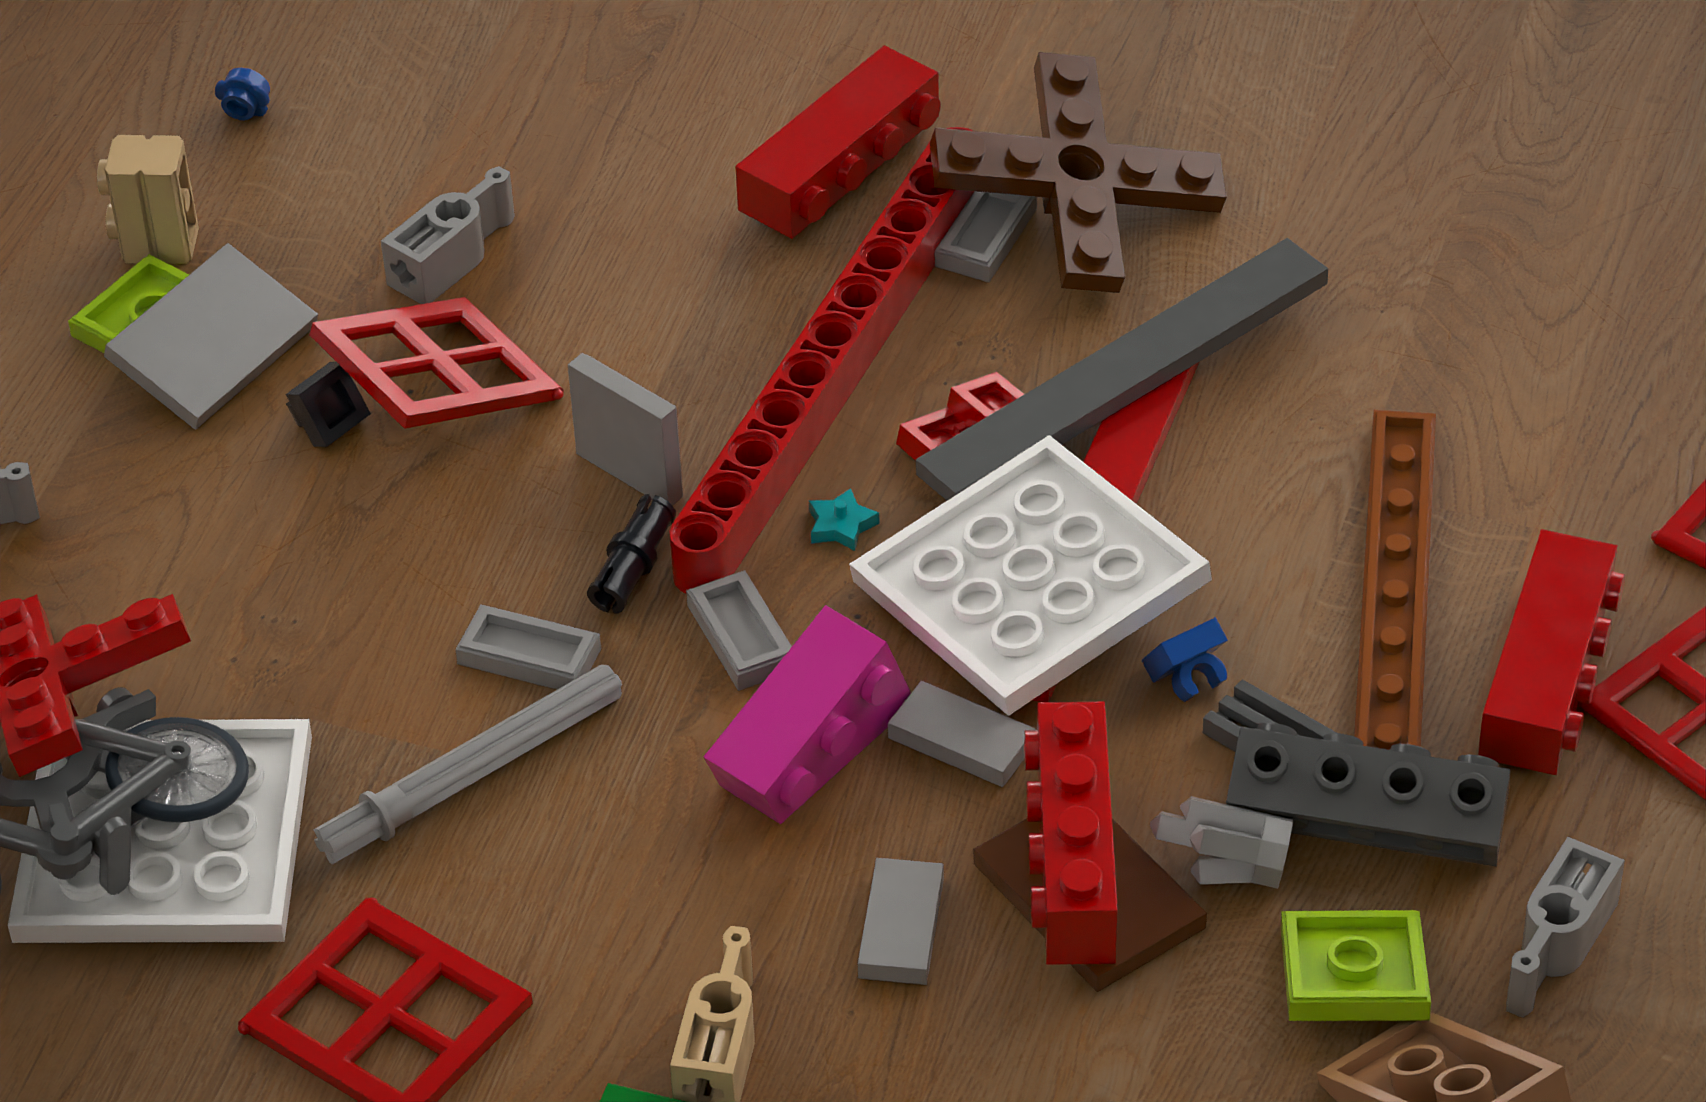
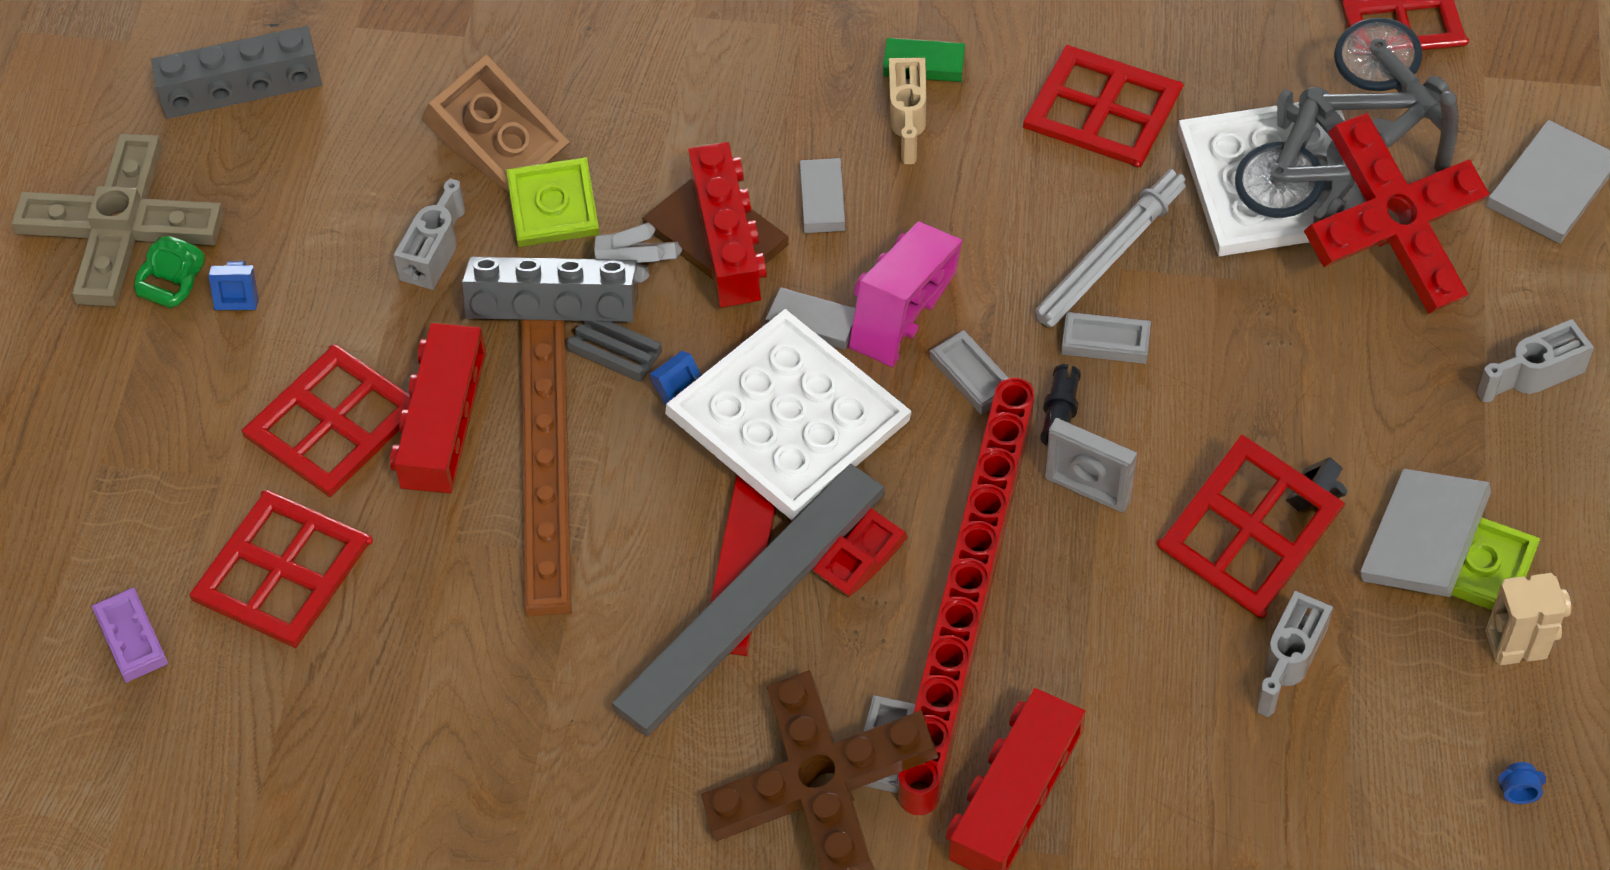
camera: 170 degrees right, 10 degrees up
(841, 520) = (930, 468): teal piece -> none

